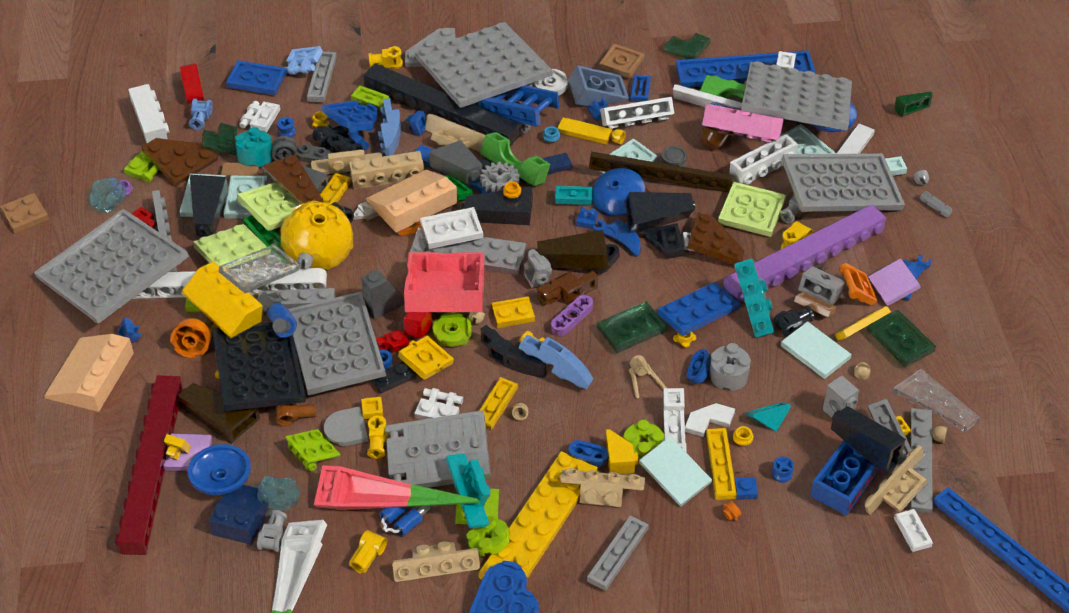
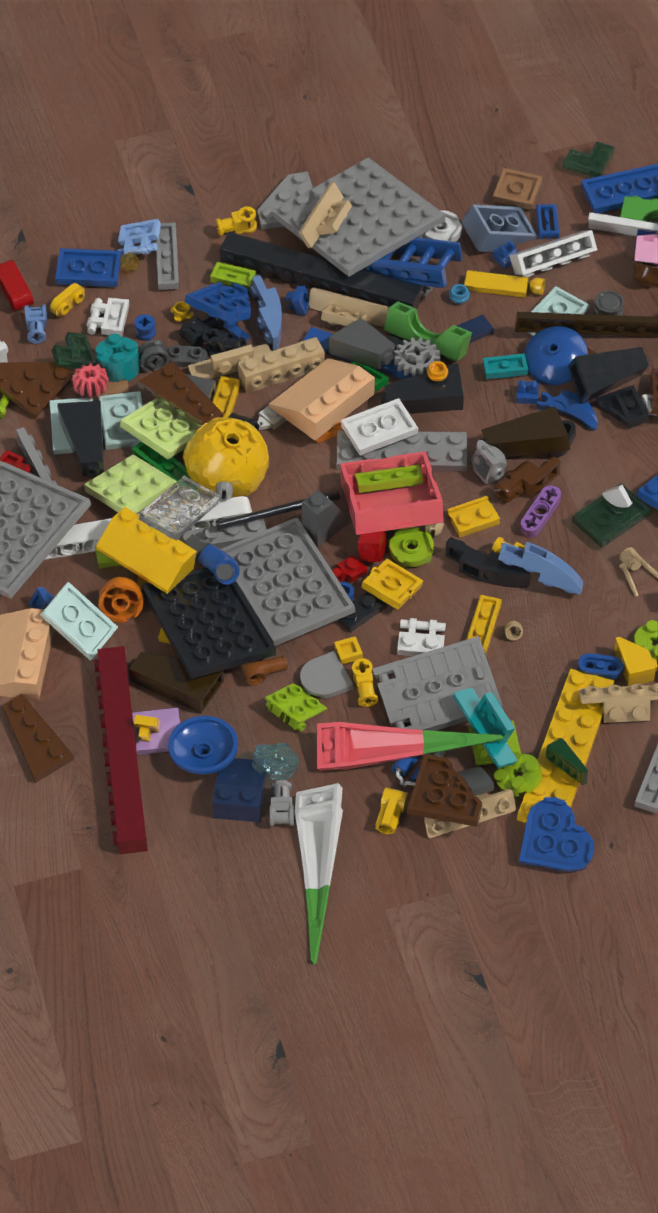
camera: 10 degrees left, 5 degrees up
(83, 444) = (38, 742): none -> reddish brown wing
(149, 349) = (78, 620): none -> light aqua tile
(225, 161) = (90, 380): none -> coral gear
(230, 99) = (67, 299): none -> yellow plate
(290, 77) = (129, 262): none -> clear yellow plate
(339, 284) = (296, 505): none -> black bar
(413, 543) = (443, 794): none -> reddish brown plate
(447, 271) = (389, 478): none -> lime plate
(448, 536) = (477, 780): none -> dark grey slope
(452, 58) = (326, 215): none -> tan bracket
(531, 528) = (564, 758): none -> dark green slope
(639, 311) = (617, 496): none -> white tile

